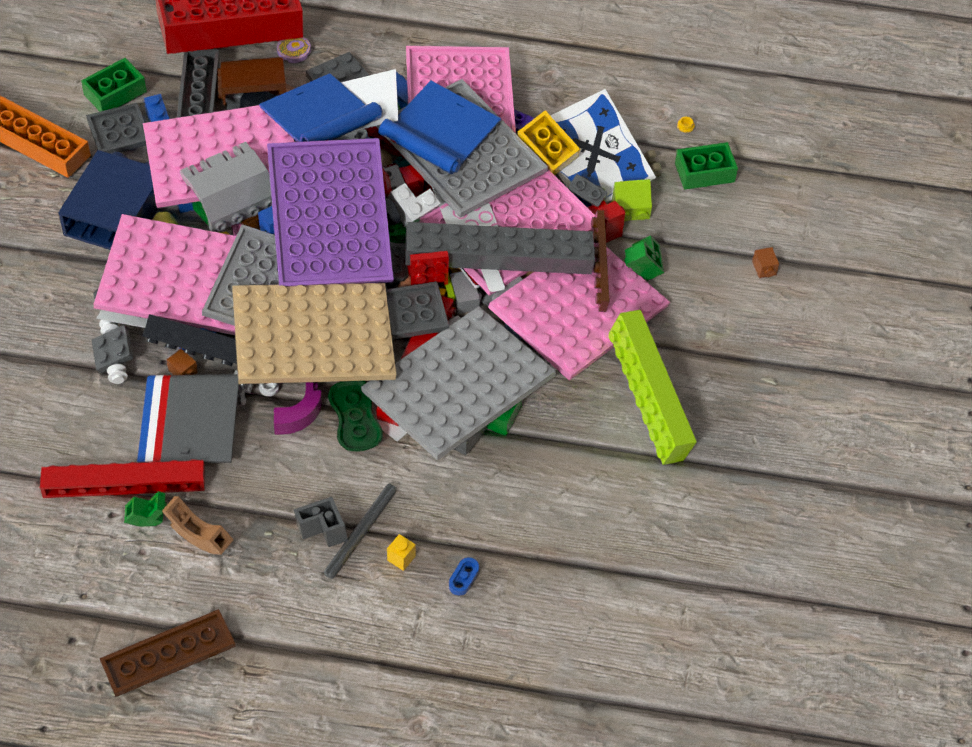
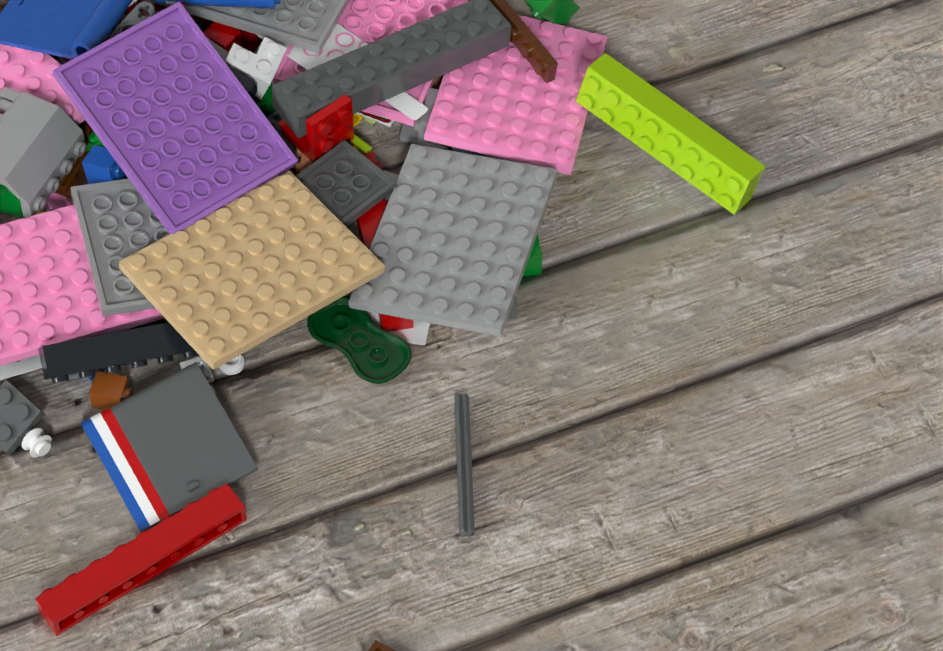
camera: 30 degrees left, 0 degrees up
(145, 512) = (201, 581): green brick -> none
(205, 536) = (281, 569): medium nougat arch -> none
(297, 417) = (292, 380): magenta arch -> none
(321, 518) = (419, 471): dark grey brick -> none
(401, 552) = (532, 461): yellow brick -> none
(463, 578) = (618, 452): blue plate -> none
(466, 295) = (384, 140): light grey brick -> none

